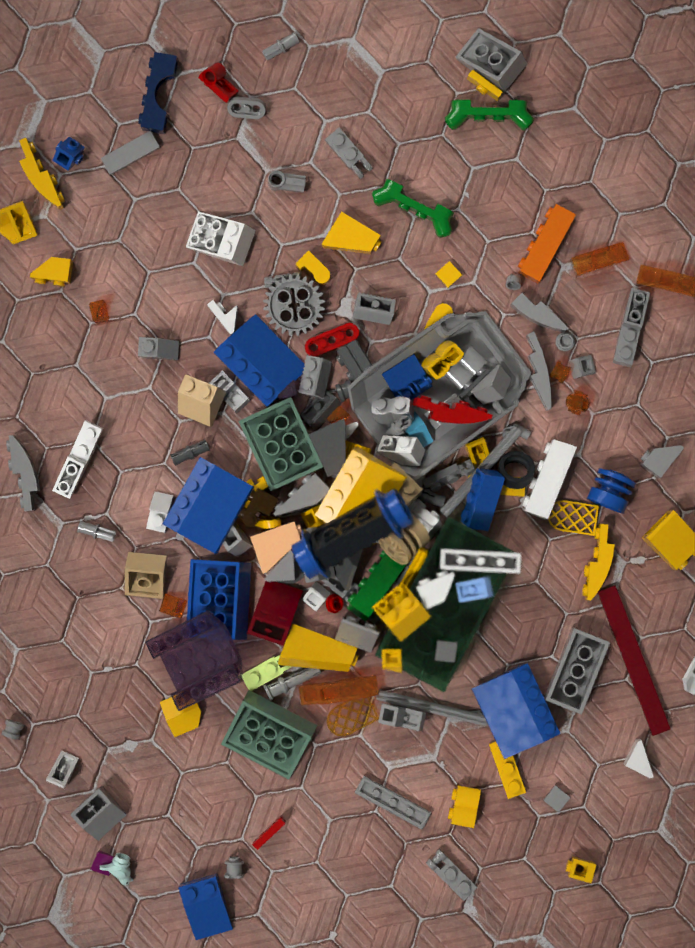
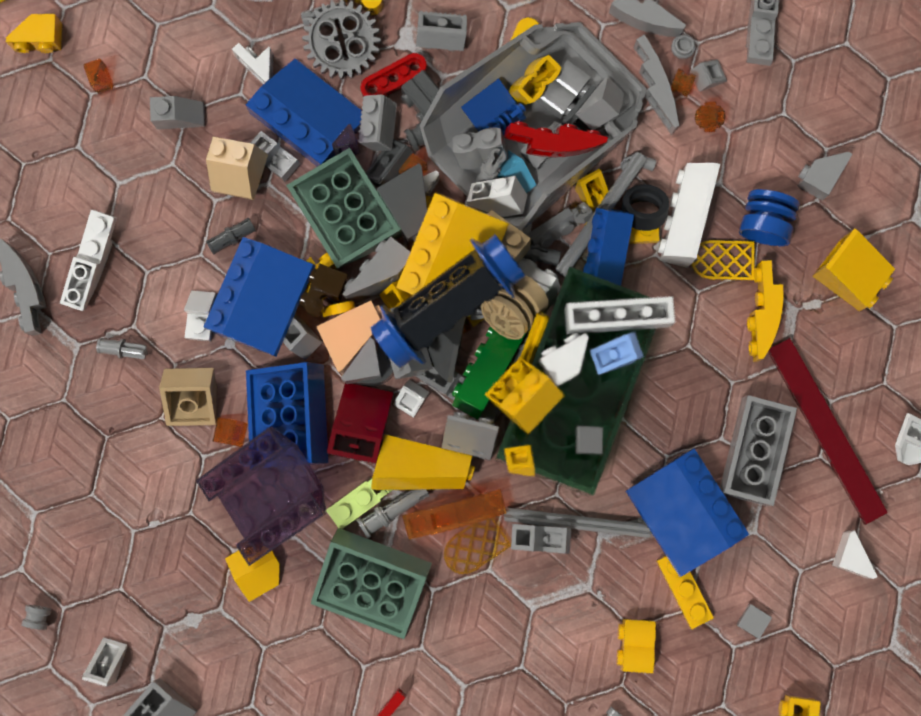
camera: 10 degrees left, 5 degrees down
(334, 603) = (435, 403): red plate -> none
(392, 802) = (542, 652): light grey tile -> none

